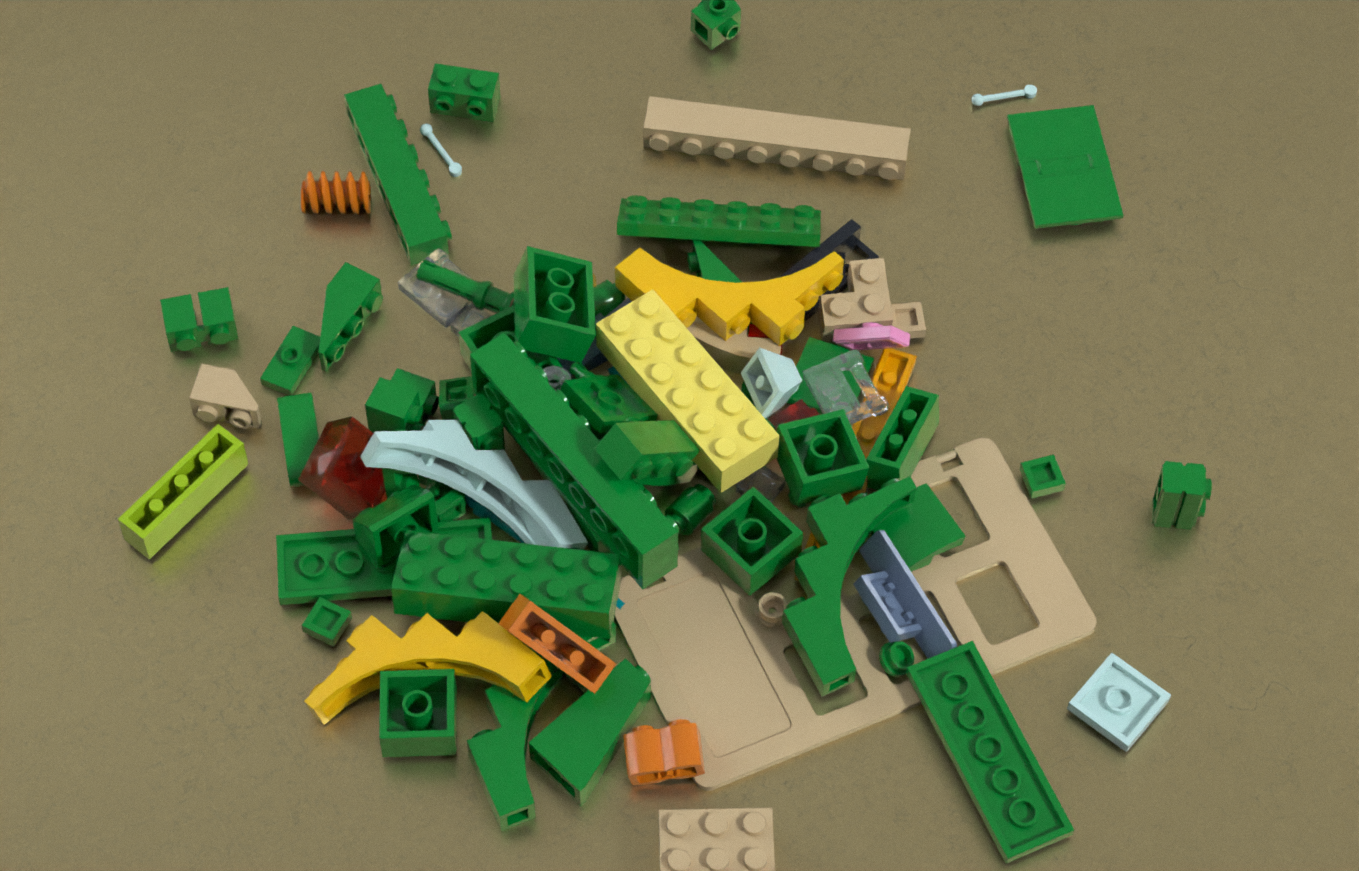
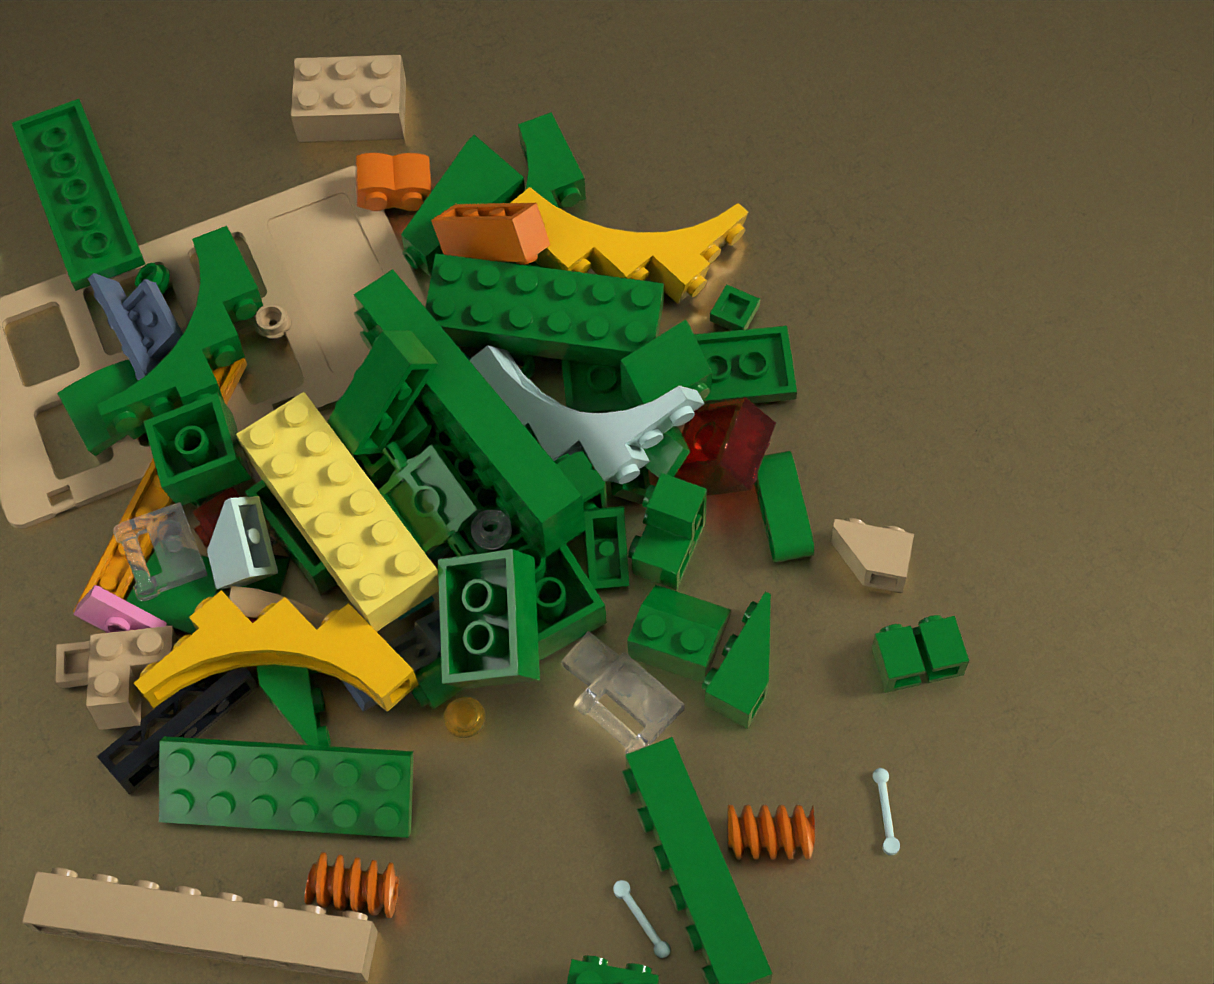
camera: 175 degrees left, 5 degrees up
(183, 491) = (903, 432): lime brick -> none
(243, 198) = (891, 844): none -> light aqua hinge
(291, 361) = (803, 612): green plate -> none
(398, 336) = (677, 633): none -> green slope
(418, 713) = (634, 198): green brick -> none
(482, 294) = (579, 676): green pin -> none
(661, 161) = (352, 886): none -> orange piece
(751, 541) = (282, 367): green brick -> none
(903, 437) = (104, 492): green brick -> none

